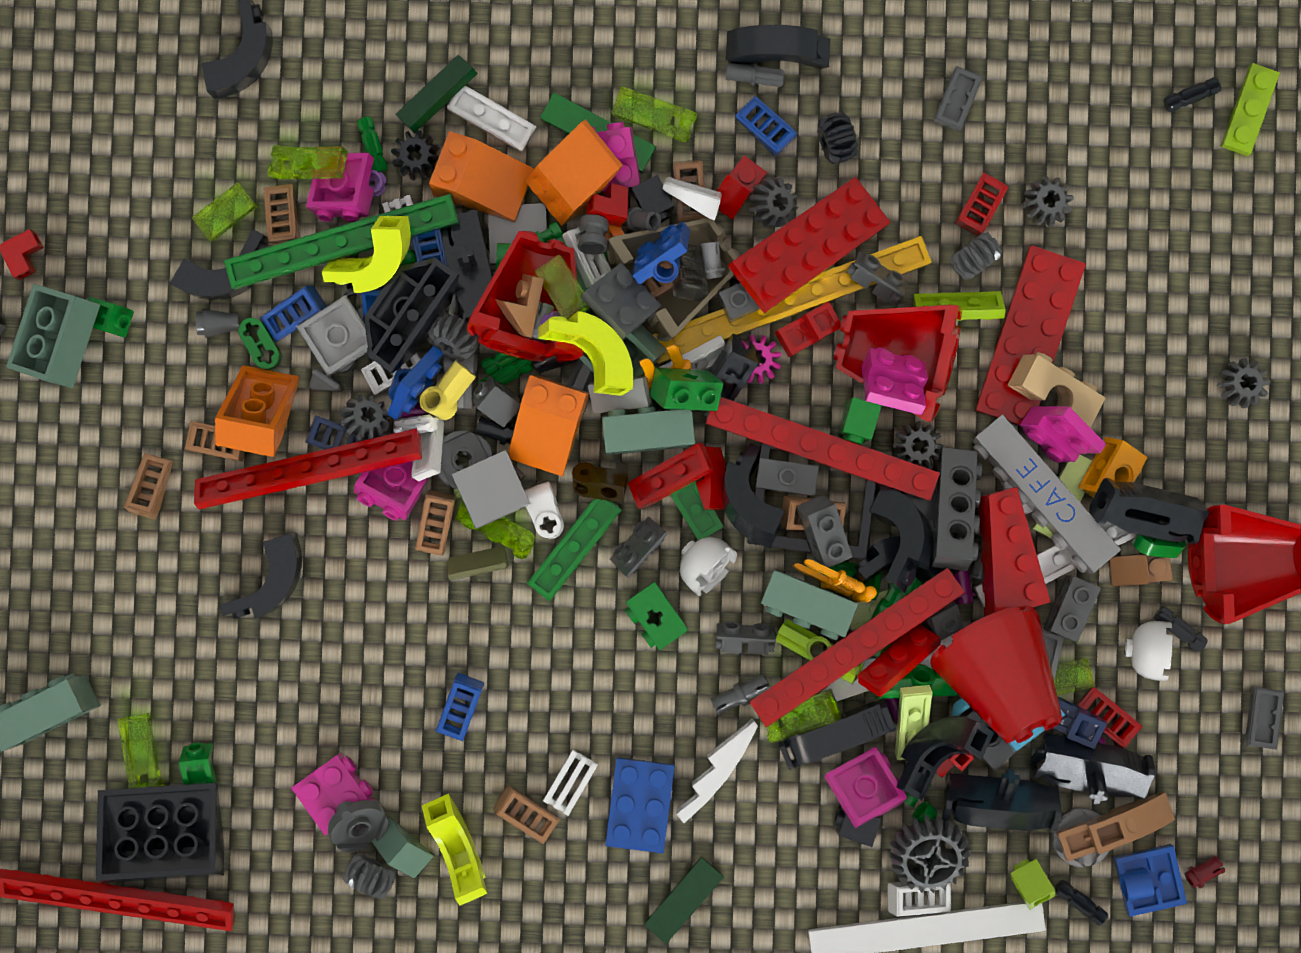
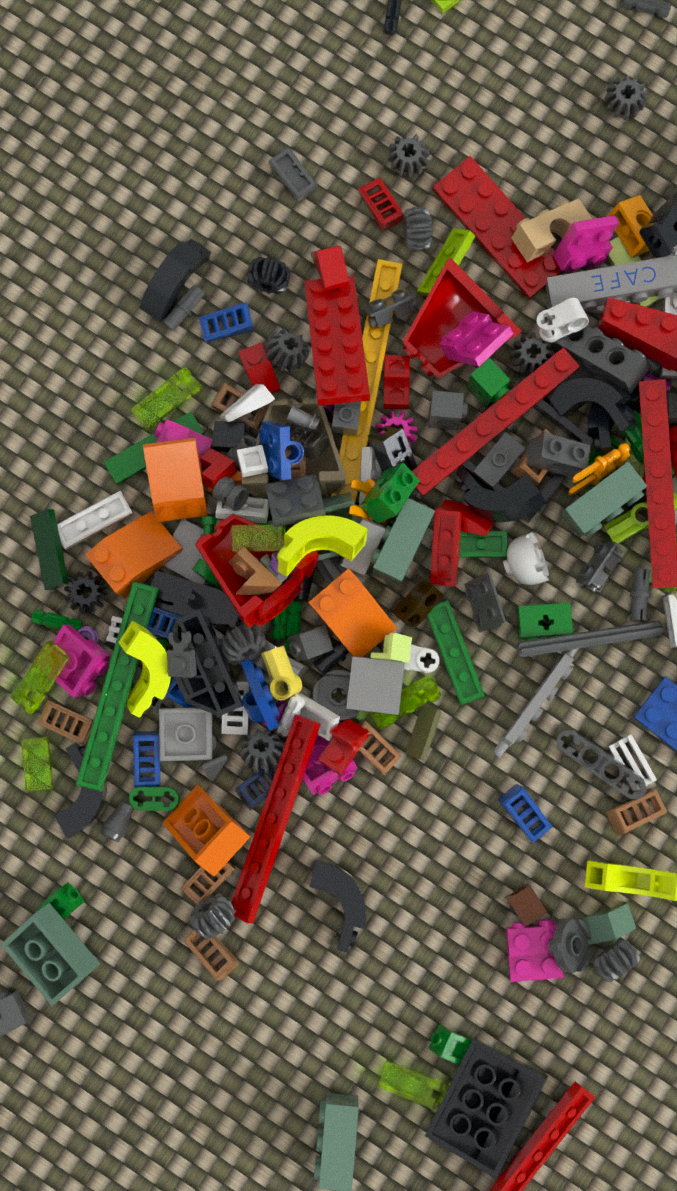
camera: 60 degrees left, 5 degrees down
(180, 467) = (212, 916): none -> dark grey gear
(371, 759) = (526, 904): none -> reddish brown panel
(400, 284) = (180, 659): none -> dark grey plate
(417, 494) = (345, 744): none -> red slope
(538, 488) = (396, 648): none -> yellowish green panel
(546, 752) = (603, 760): none -> dark grey beam
(563, 655) = (532, 709): none -> light grey plate
(635, 235) = (252, 461): none -> white plate
(664, 670) = (589, 638): none -> dark grey axle
(807, 395) = (447, 410): none -> dark grey brick
(883, 194) = (331, 267): none -> red slope
(968, 456) = (563, 319): none -> white piece

